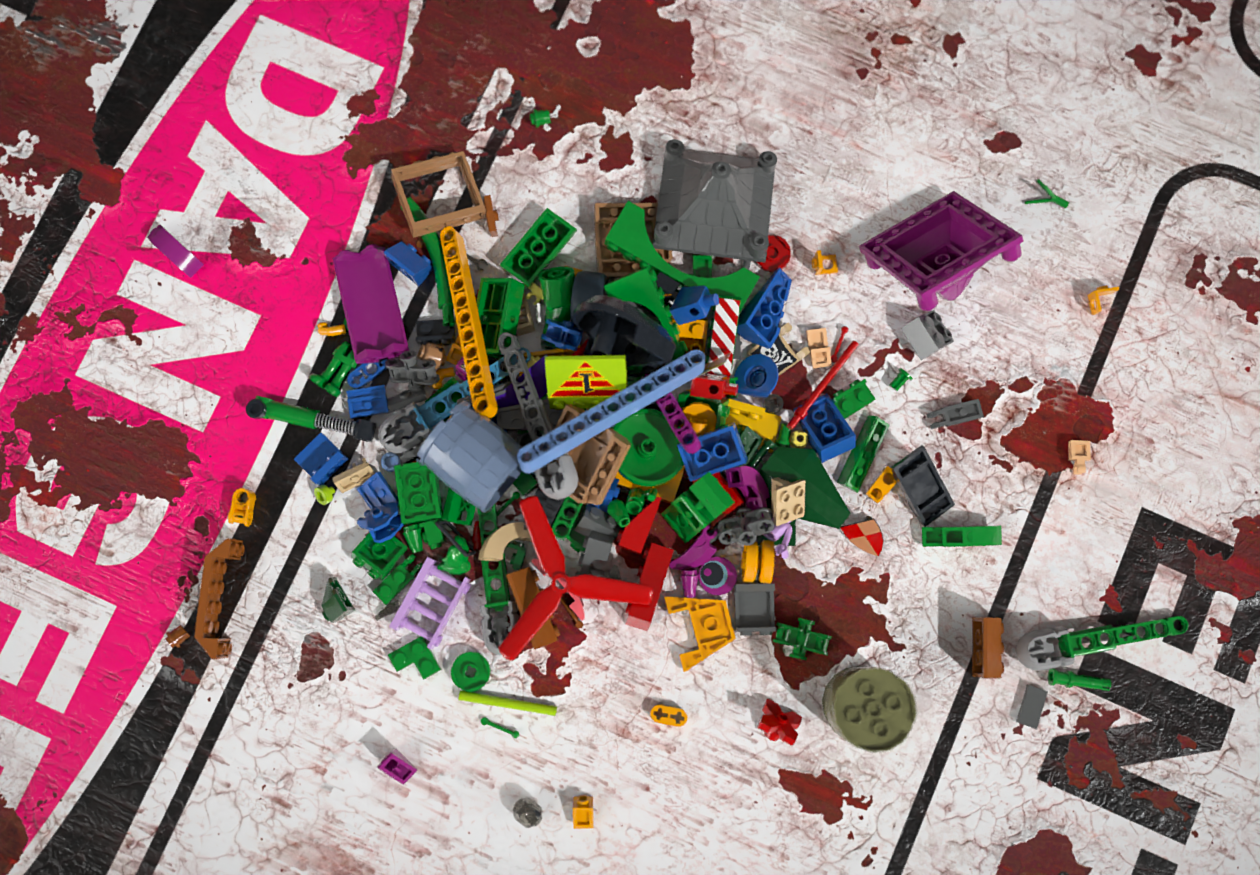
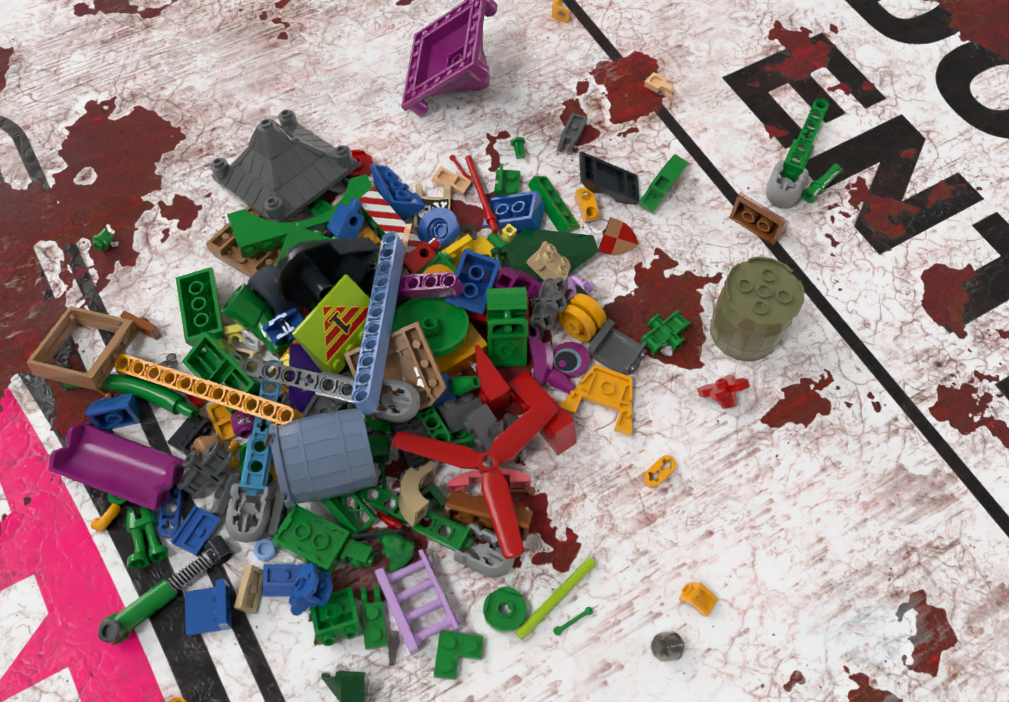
camera: 55 degrees left, 20 degrees down
(324, 494) = (241, 629): lime tile -> none
(413, 536) = (347, 575): green cone -> none
(637, 498) = (464, 366): green piece -> none
(817, 263) = (389, 138): light orange bracket -> none
(927, 334) = (500, 112): slope -> none
(1032, 706) = (822, 222): dark grey tile -> none

